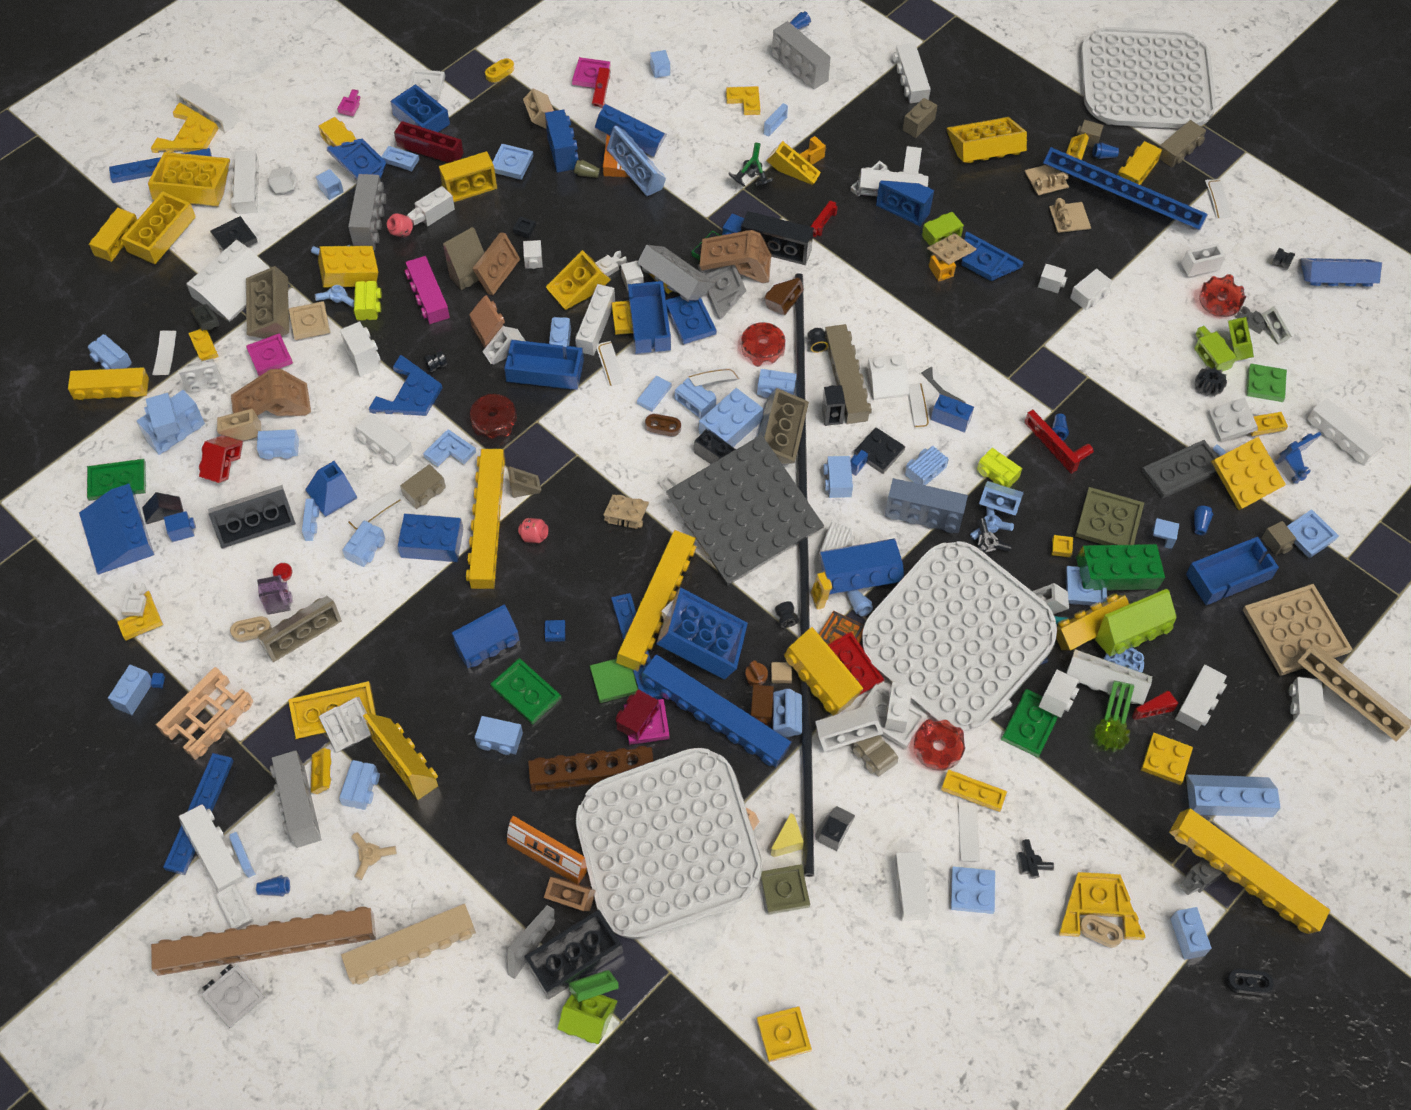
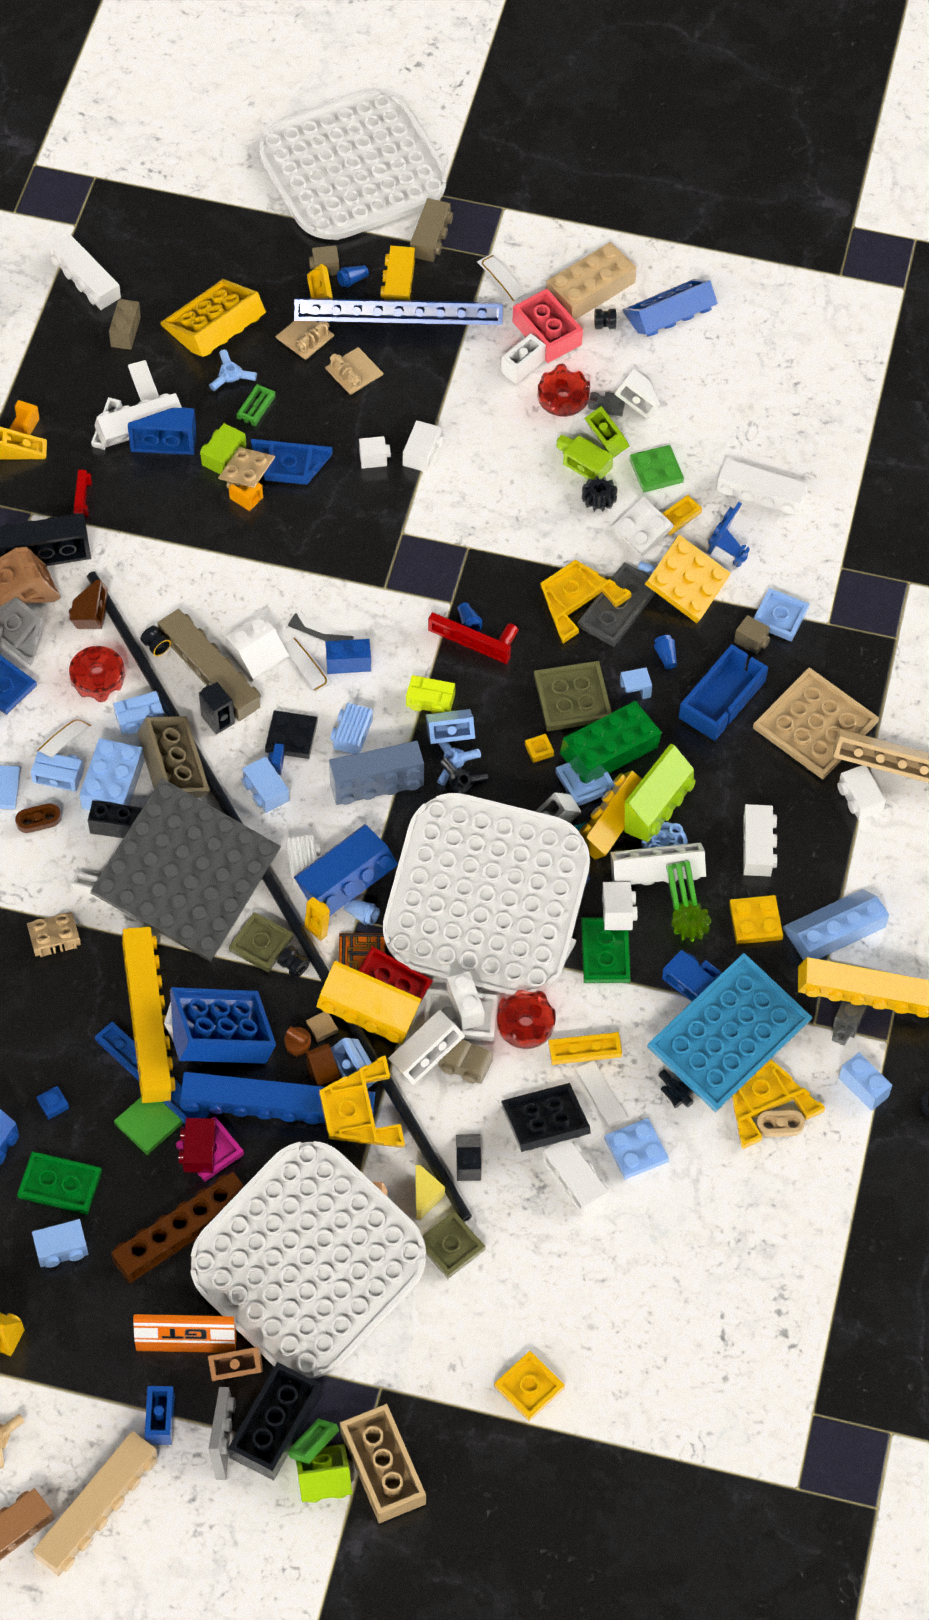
camera: 30 degrees left, 0 degrees up
(492, 902) = (159, 1415): none -> blue brick
(634, 1033) = (383, 1463): none -> tan brick
(762, 745) = (349, 1109): none -> yellow wing
(771, 588) = (261, 942): none -> olive plate
(912, 828) = (545, 1117): none -> black plate
(977, 181) = (230, 372): none -> light blue piece
(986, 213) = (249, 417): none -> bright green tile
(1091, 788) = (687, 976): none -> blue piece
(1096, 836) = (729, 1032): none -> dark azure plate
(1150, 441) = (572, 589): none -> yellow wing
(1161, 704) = (722, 868): red slope -> none
(1237, 243) = (549, 322): none -> coral brick
(1286, 227) = (592, 280): none -> tan brick

